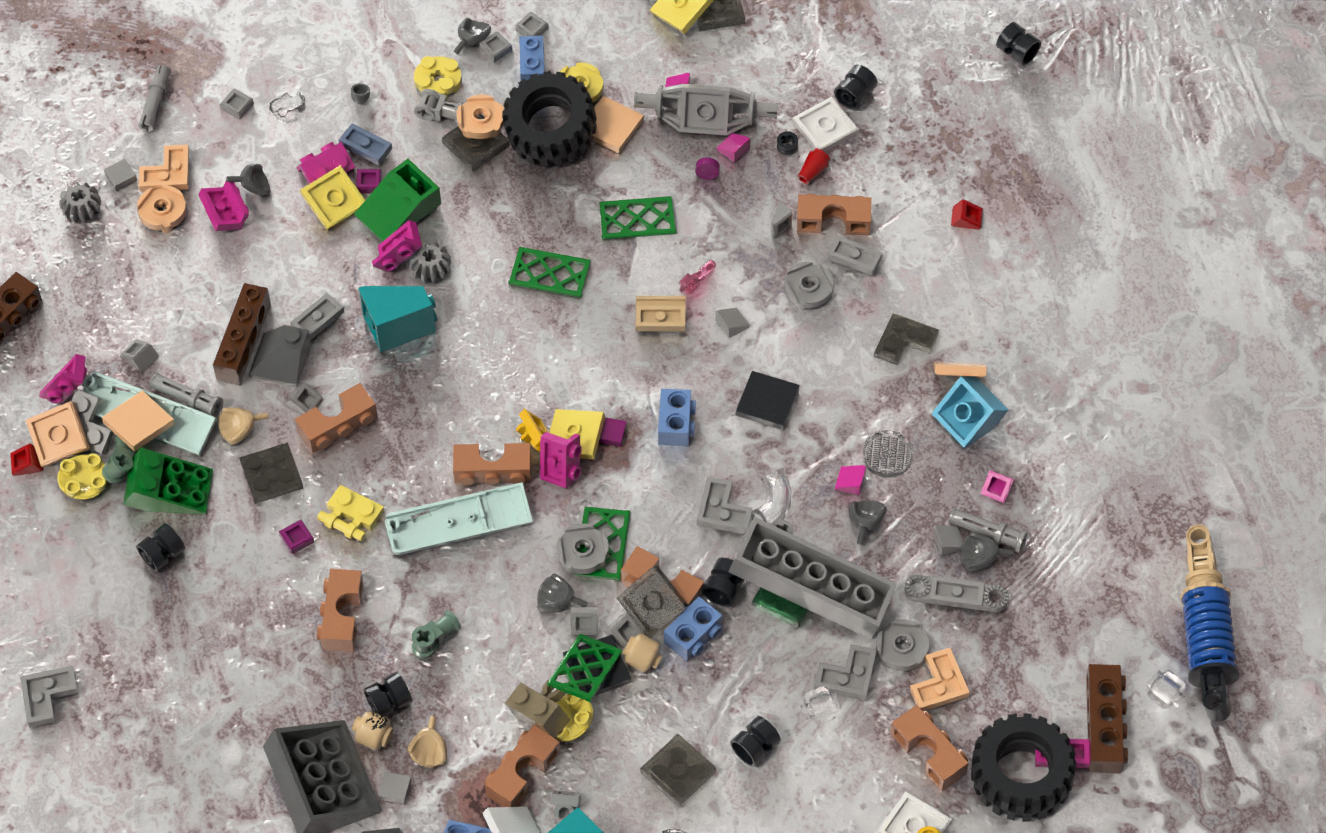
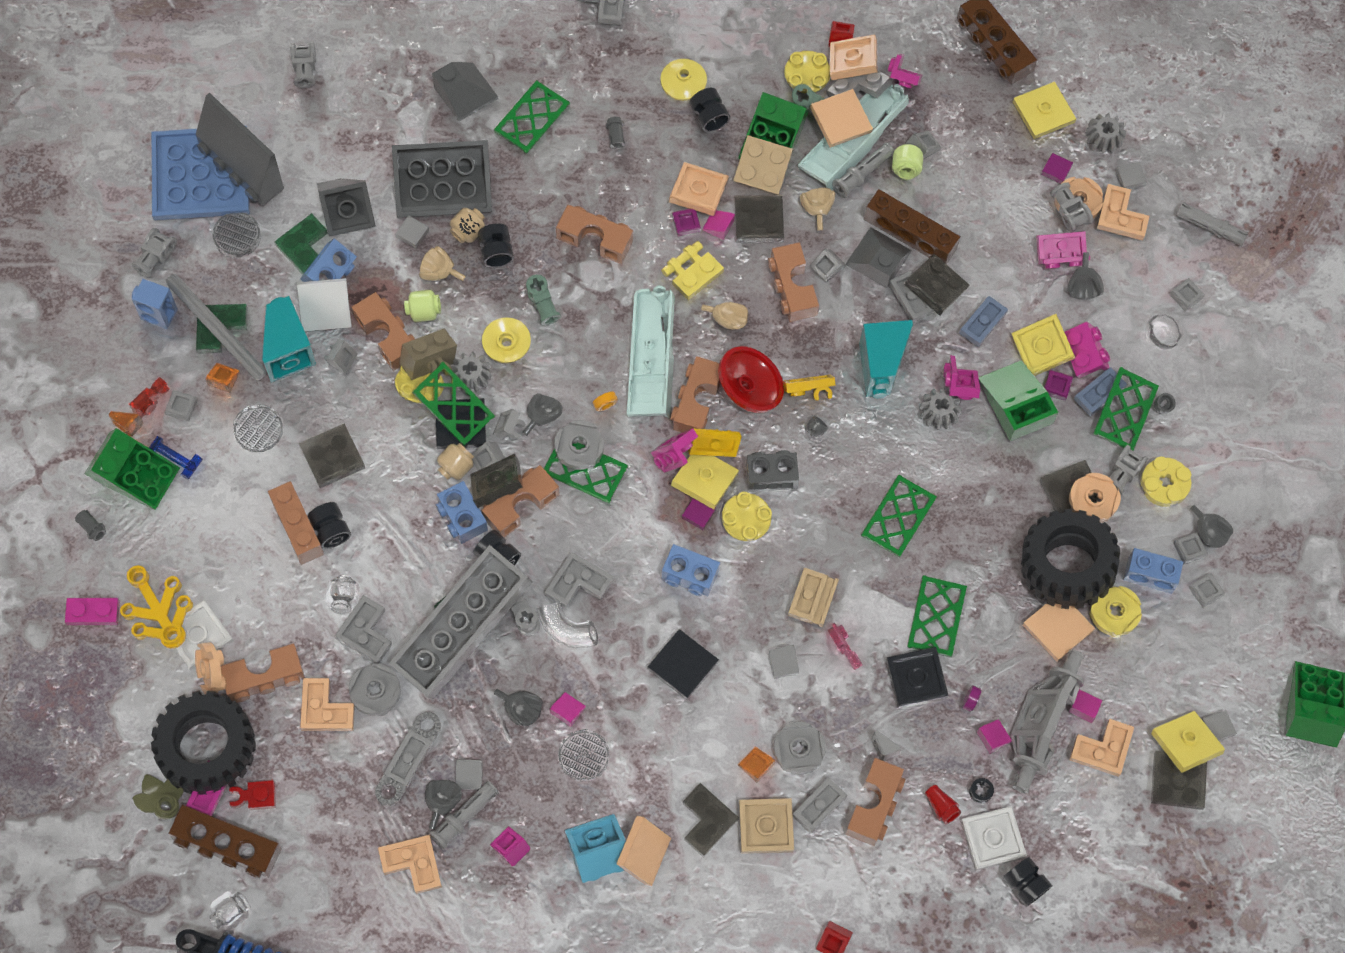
camera: 105 degrees right, 10 degrees up
(66, 262) = (1044, 110): none -> light yellow plate
(128, 600) = (683, 87): none -> light yellow dish
(131, 236) = (1057, 168): none -> magenta tile
(166, 357) = (907, 161): none -> yellowish green head
(181, 202) = (1071, 209): none -> light grey connector
(204, 796) = (463, 88): none -> dark grey slope
(211, 480) = (763, 165): none -> tan plate
(212, 630) = (615, 125): none -> dark grey pin
(221, 740) = (526, 100): none -> green window
(255, 534) = (698, 189): none -> light nougat tile
(289, 504) = (719, 224): none -> dark pink slope
(298, 297) = (936, 284): none -> clear smoke plate
(323, 252) = (983, 321): none -> sand blue plate
(366, 108) = (1144, 404): none -> green window
(392, 465) = (729, 314): none -> tan piece
(443, 374) = (798, 386): none -> yellow plate
(460, 419) = (751, 379): none -> red dish
(481, 740) = (423, 306): none -> yellowish green head
(485, 358) = (817, 425): none -> dark grey hinge
(492, 641) = (506, 330): none -> light yellow dish
(526, 542) = (605, 401): none -> light orange tile
(538, 663) = (479, 369): none -> light grey gear
(551, 378) = (773, 478): none -> dark grey brick
(601, 389) = (746, 517): none -> light yellow dish
(703, 216) = (917, 677): none -> black tile
(714, 58) = (1104, 755): none -> light nougat plate
(753, 781) = (295, 523): none -> nougat arch
(837, 313) = (756, 764): none -> clear orange slope
(891, 290) = (766, 826): none -> tan plate
(948, 787) = (208, 667): none -> light nougat plate
(1045, 552) = (415, 855): none -> light nougat plate
(1048, 707) = (258, 796): none -> red plate
(1087, 798) = (156, 794): none -> olive plate

